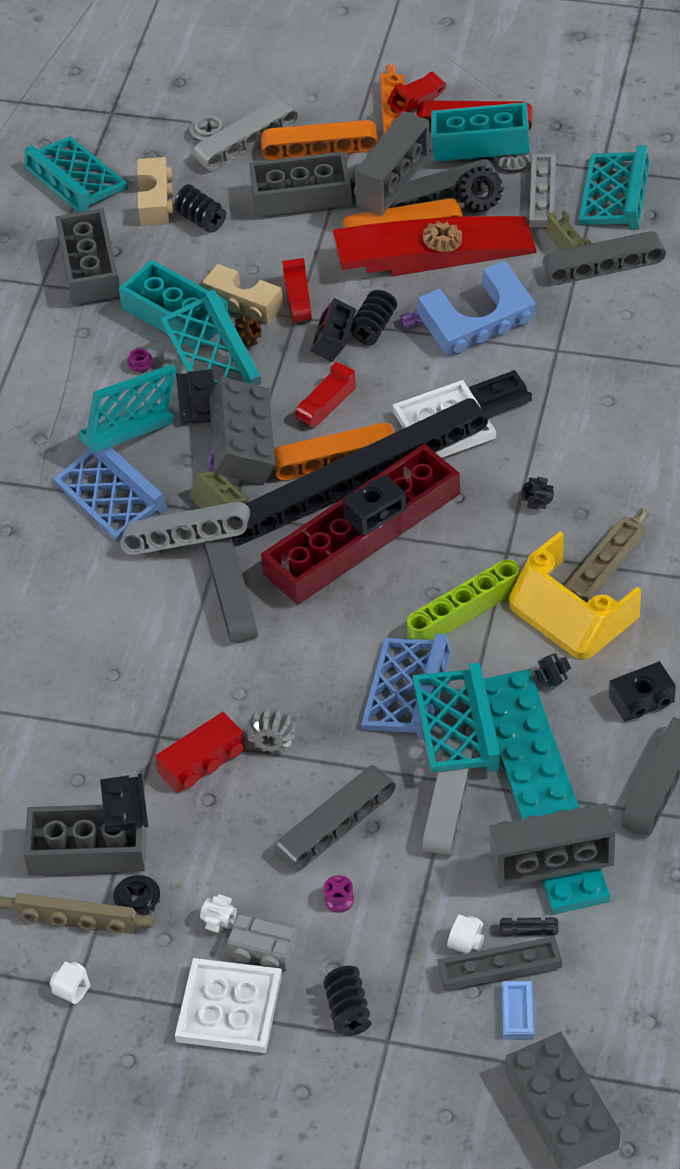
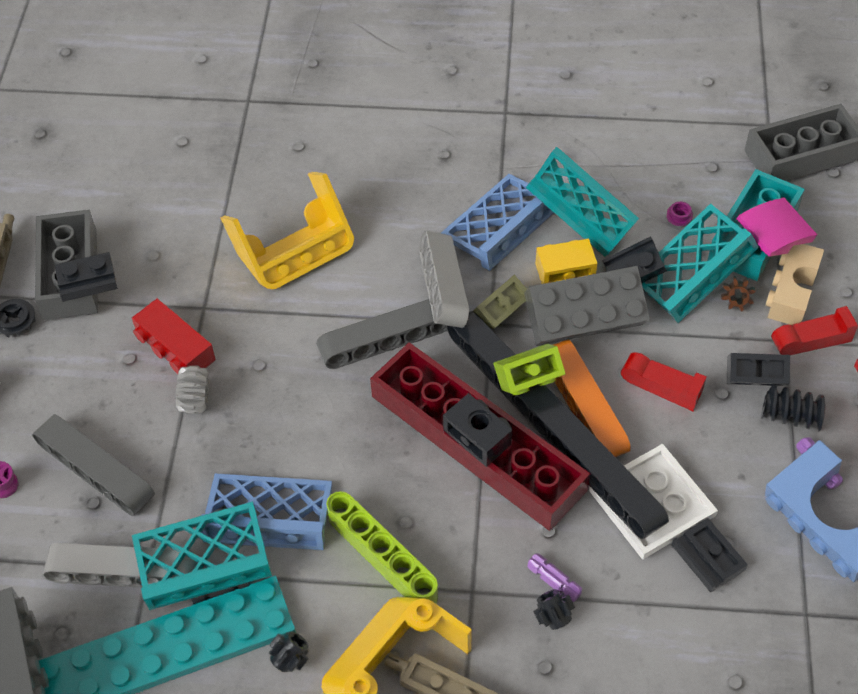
camera: 80 degrees right, 5 degrees up
(101, 639) = (302, 251): none -> yellow windscreen
(180, 446) = (565, 261): none -> yellow brick
(197, 278) = (776, 227): none -> dark pink slope
(317, 463) = (529, 368): none -> lime brick
(503, 495) = (554, 576): none -> medium lavender axle

